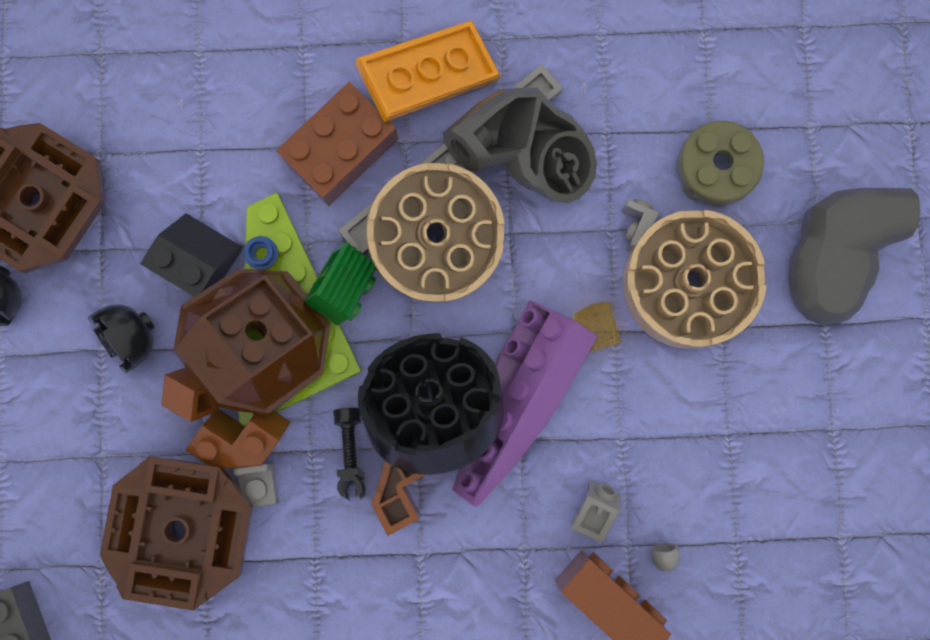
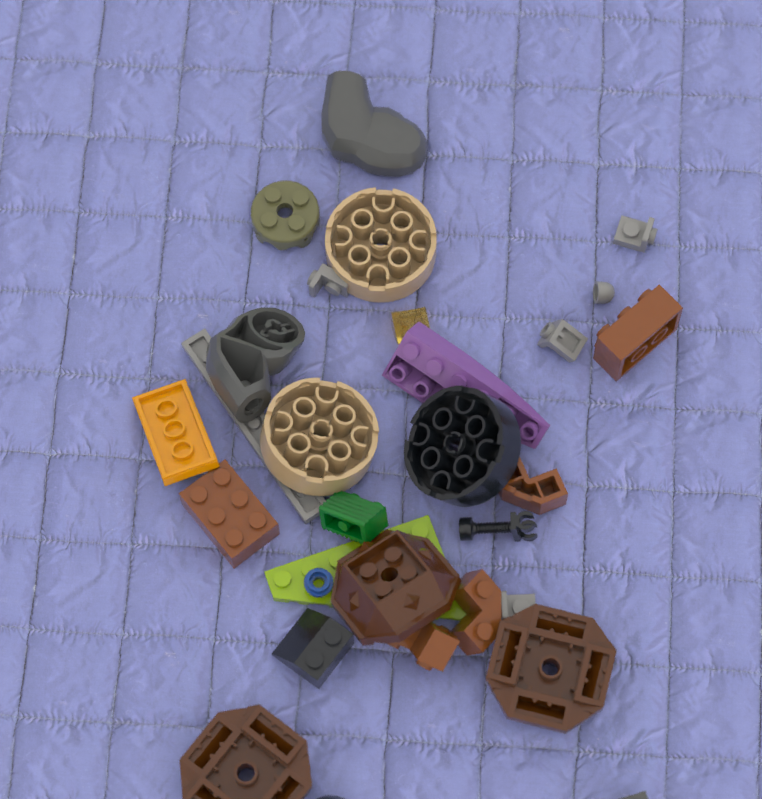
camera: 85 degrees left, 15 degrees down
(124, 334) = (378, 707): black cylinder -> none
(750, 592) = (635, 233): none -> light grey bracket

